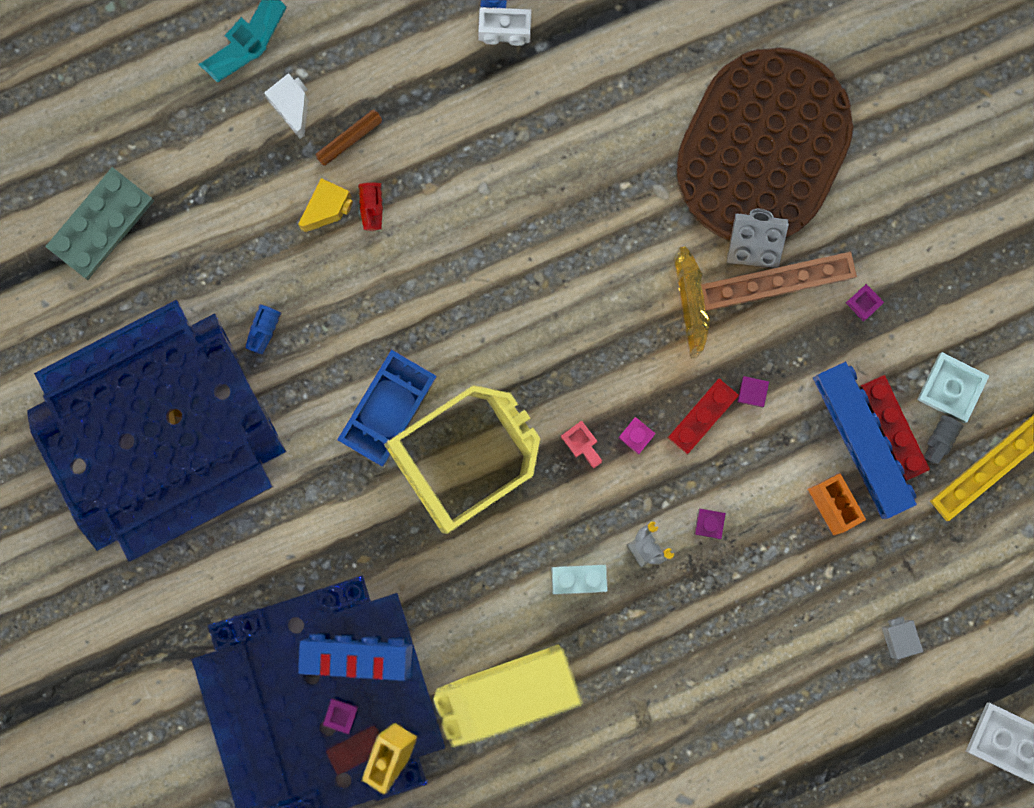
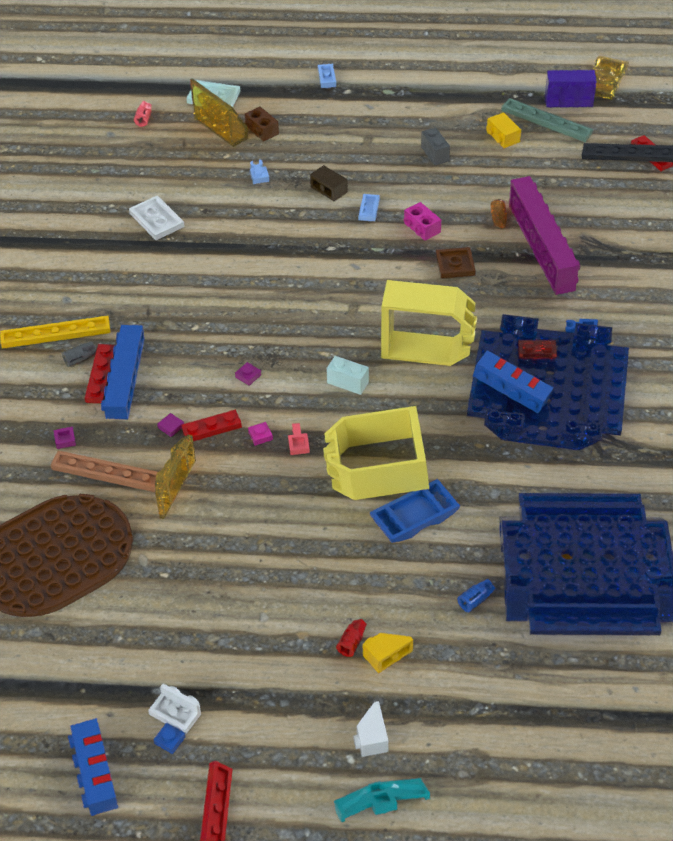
camera: 145 degrees left, 35 degrees down
(100, 223) = (566, 721): sand green plate -> none
(340, 716) = (538, 365): magenta plate -> none
(348, 137) = (341, 691): dark orange axle -> none
(389, 757) = (517, 327): yellow slope -> none
(645, 549) = (297, 373): light grey piece -> none
(757, 239) = (104, 491): light grey plate -> none
(837, 504) = (166, 348): orange brick -> none
(901, 638) = (179, 278): light grey brick -> none
(953, 387) = (50, 375): light aqua plate -> none

